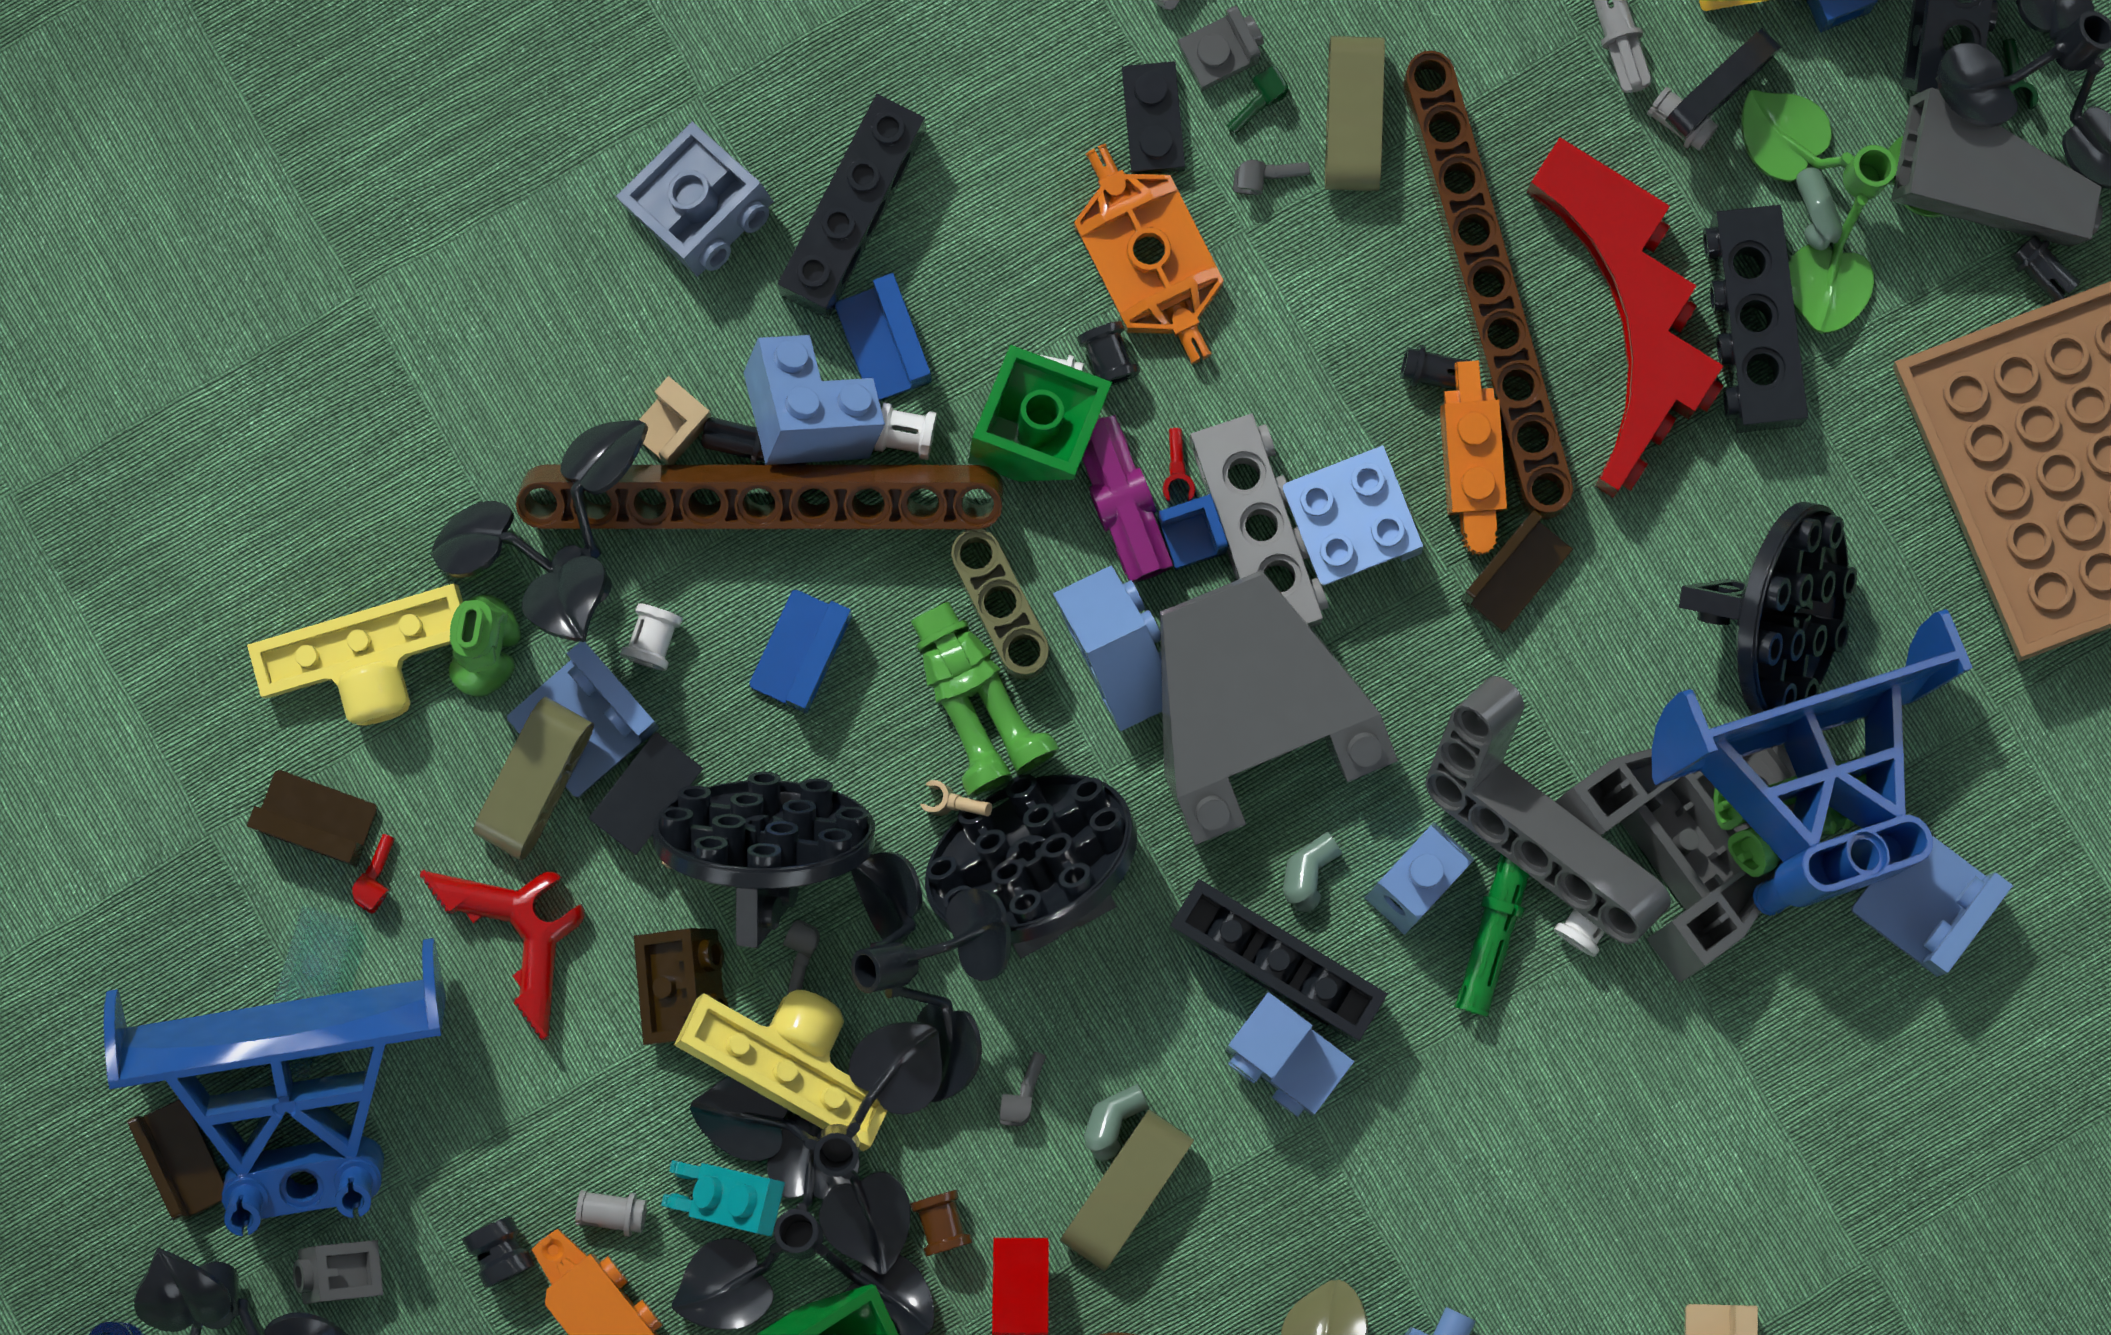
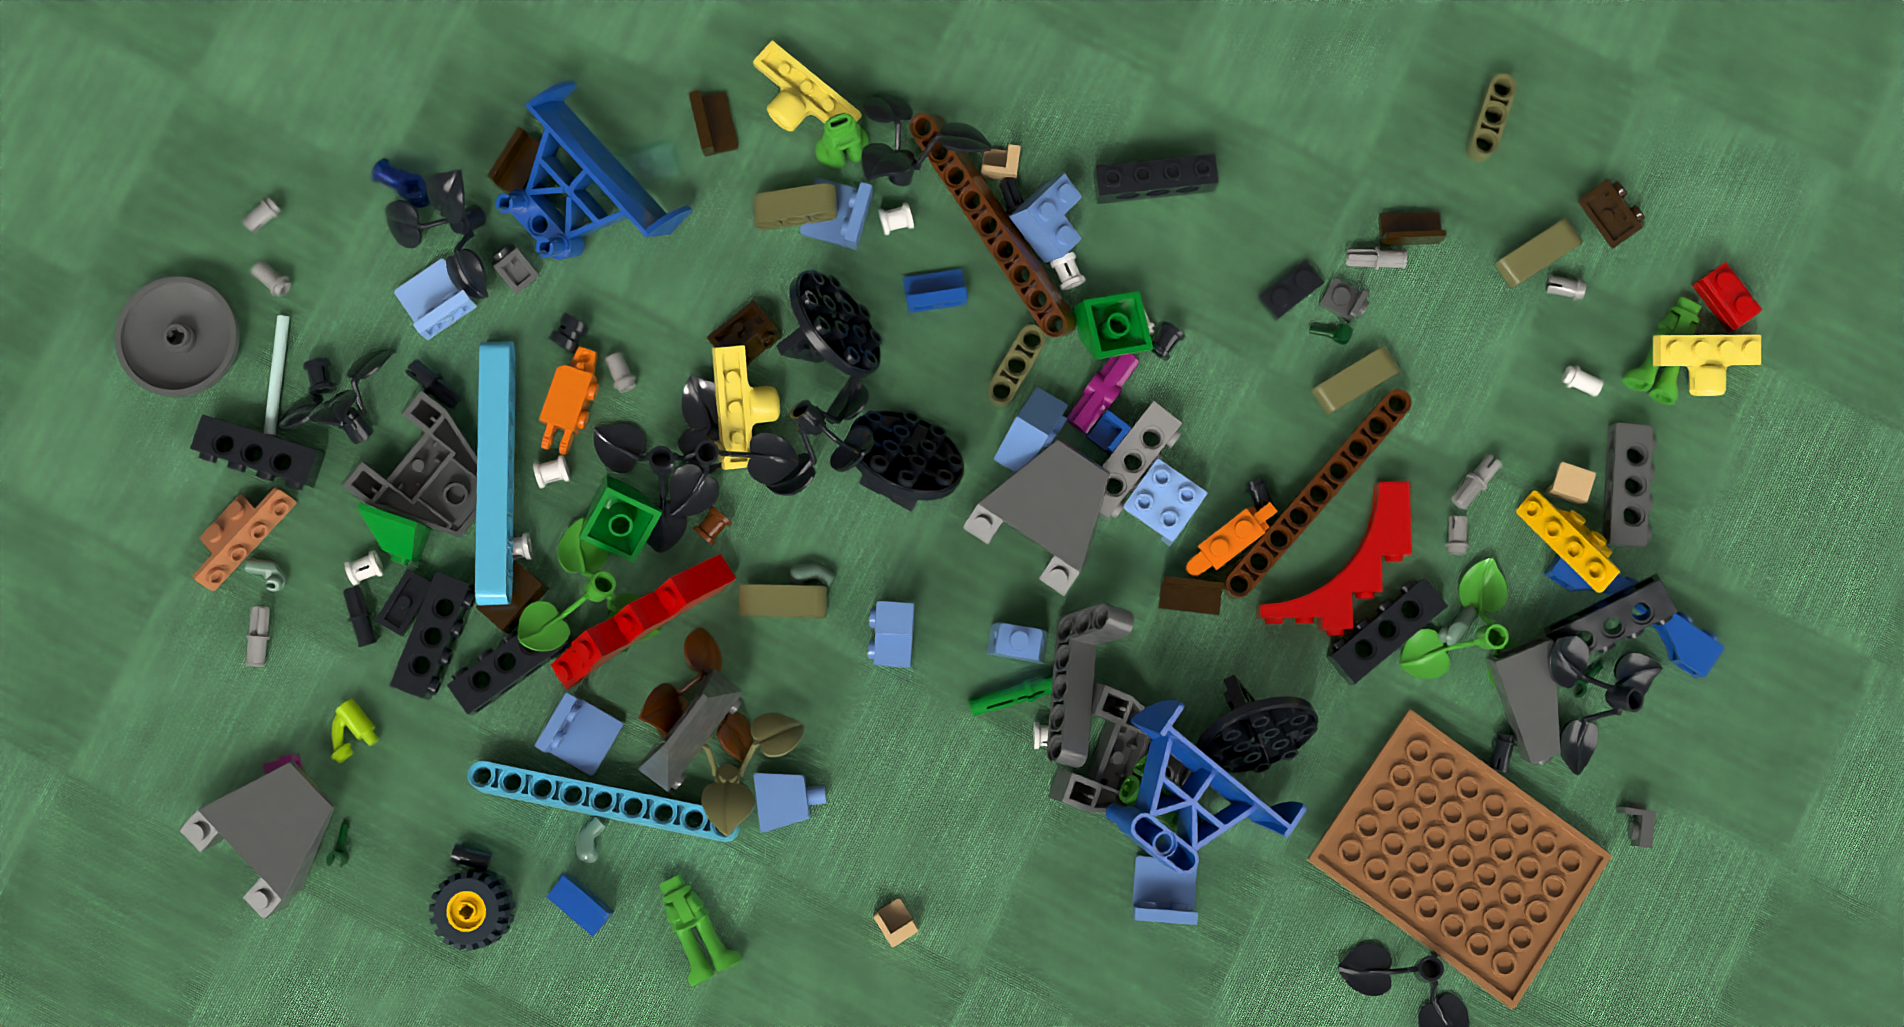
camera: 55 degrees right, 0 degrees up
(366, 890) = (696, 166): red hand -> none
(518, 908) = (731, 242): red piece -> none
(644, 791) = (823, 259): black hinge -> none
(696, 200) = (1111, 107): sand blue plate -> none
(728, 1197) = (658, 418): teal hinge -> none
(804, 940) = (802, 379): dark grey hand -> none
(884, 338) = (1104, 234): blue panel -> none
(955, 802) = (910, 404): tan hand -> none
(960, 668) = (975, 369): bright green piece -> none
(1016, 1109) = (788, 527): dark grey hand -> none
(1156, 296) = (1209, 346): orange plate -> none
(1177, 464) = (1135, 406): red hand -> none
(1251, 174) = (1296, 352): dark grey hand -> none
(1277, 961) = (933, 601): black brick -> none
(1303, 870) = (984, 587): sand green arm -> none
(1723, 83) = (1487, 542): black beam -> none

